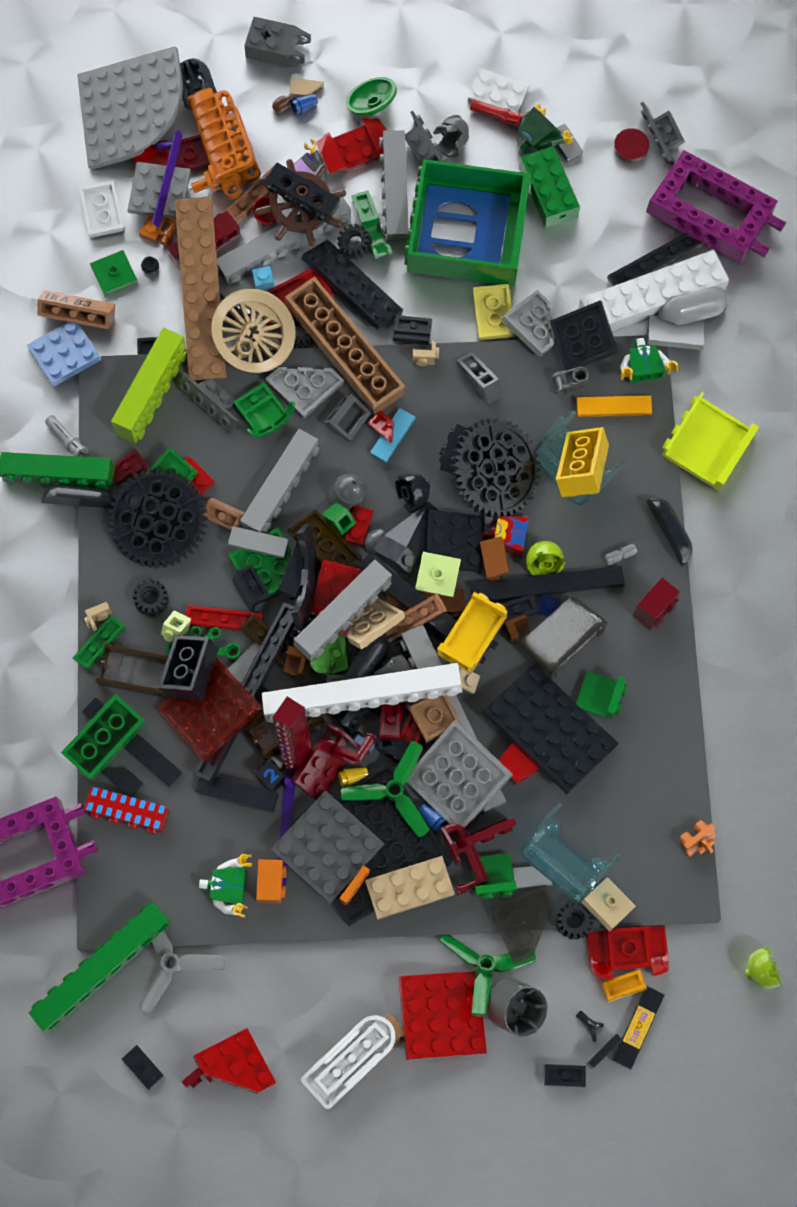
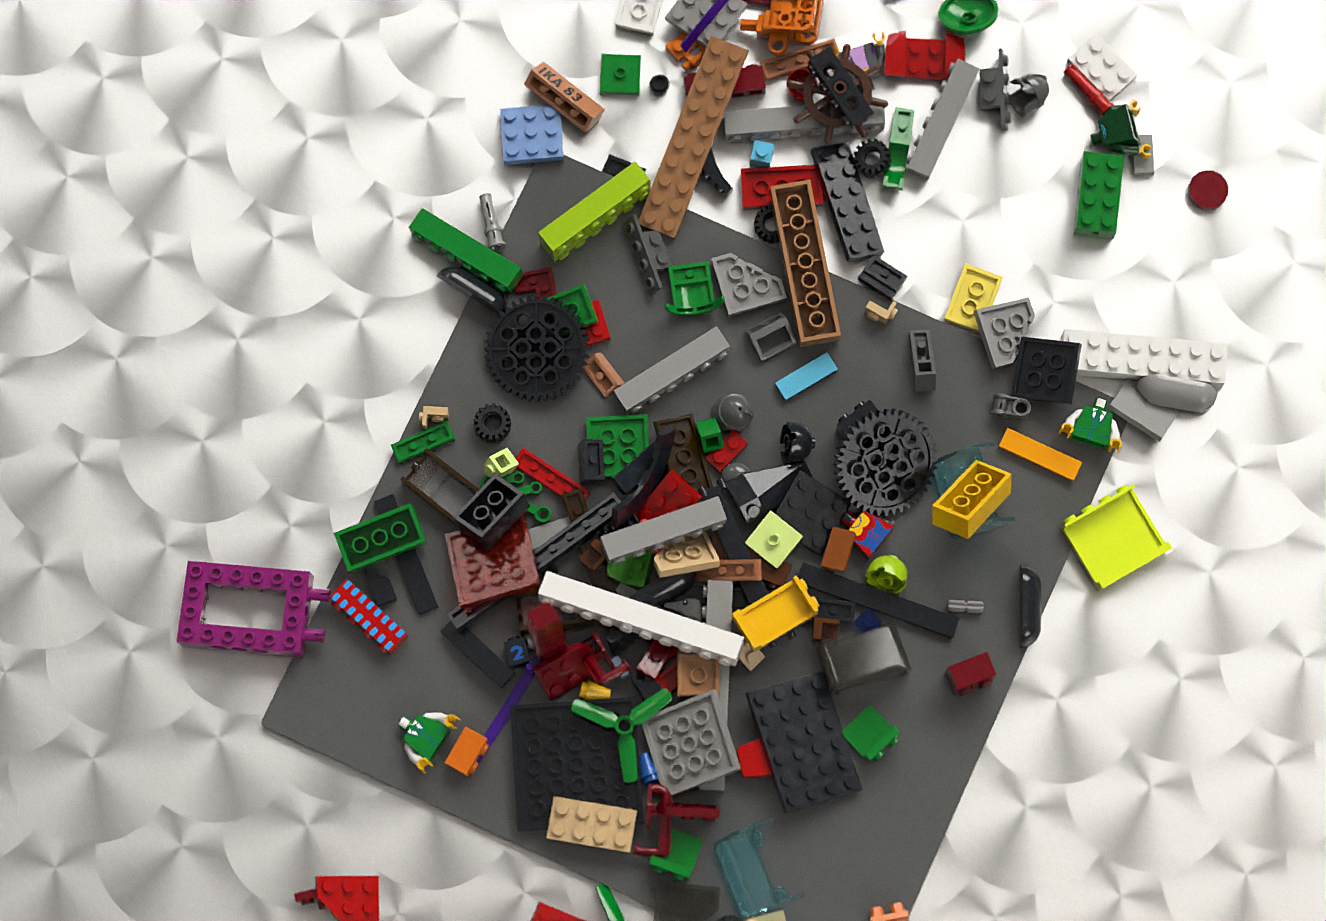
camera: 30 degrees right, 5 degrees up
(100, 967) = (272, 751): green brick -> none
(143, 1067) = (266, 862): black plate -> none
(188, 962) = (339, 764): light grey piece -> none
(258, 542) = (620, 420): light grey tile -> none
(265, 306) = (747, 185): tan piece -> none
(327, 847) = (535, 747): dark grey plate -> none
(354, 885) = (541, 796): orange tile -> none
(383, 425) = (801, 362): red tile -> none
(488, 195) = (1028, 190): green door -> none
(529, 877) = (709, 872): light grey tile -> none
(655, 259) = (1170, 323): black plate -> none
(666, 131) = (1250, 193): dark grey bracket -> none
(705, 228) = (1231, 316): magenta brick -> none

